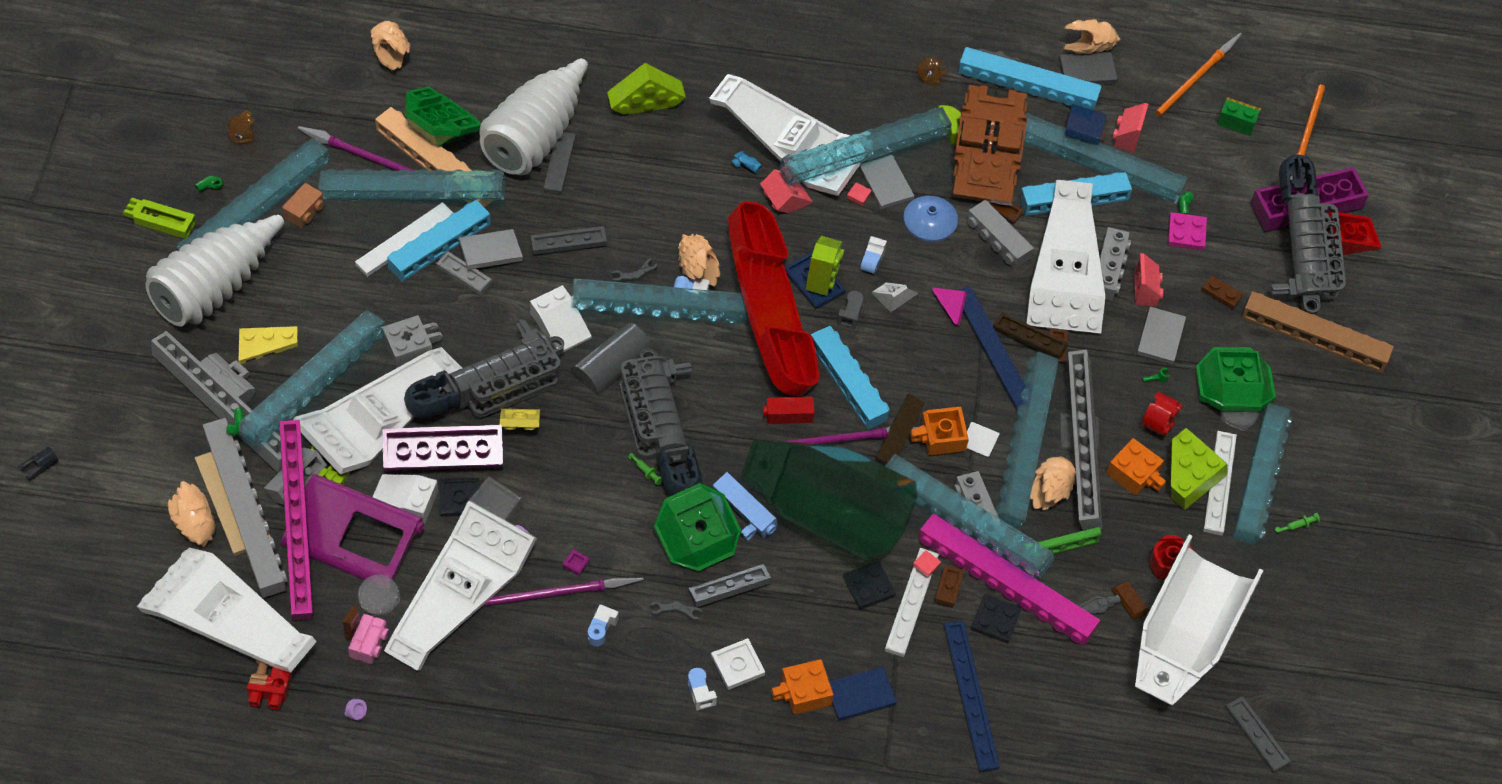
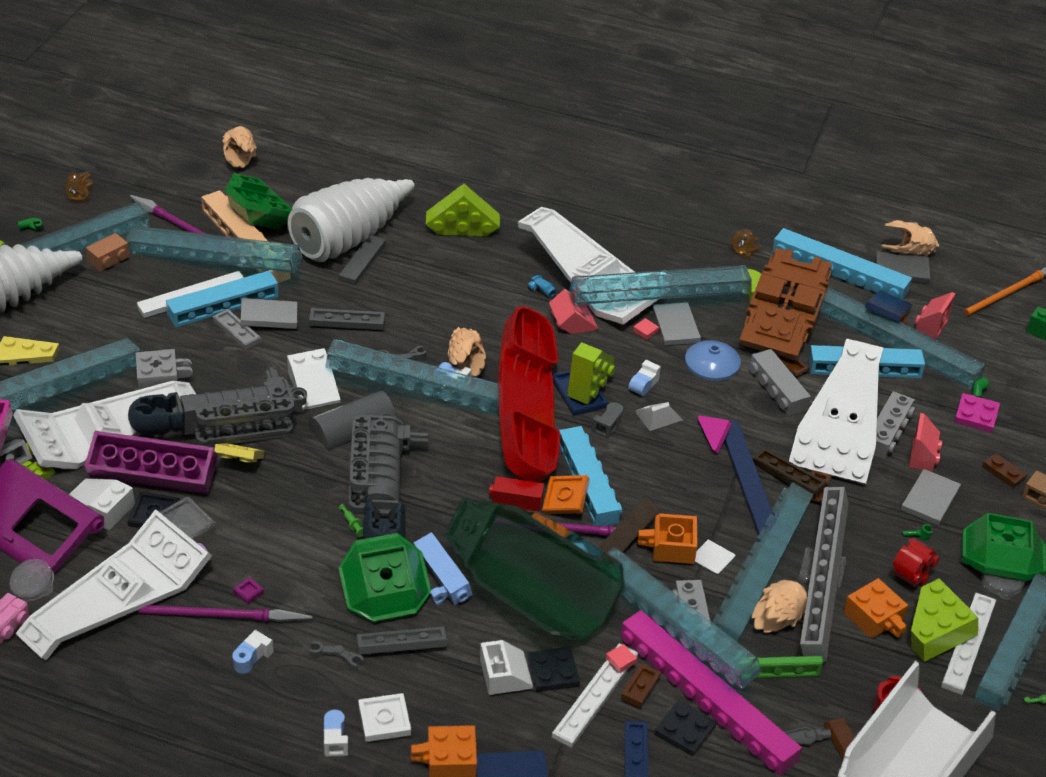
camera: 15 degrees right, 15 degrees down
(828, 595) = (504, 667): none -> white slope
(834, 403) = (566, 494): none -> orange tile

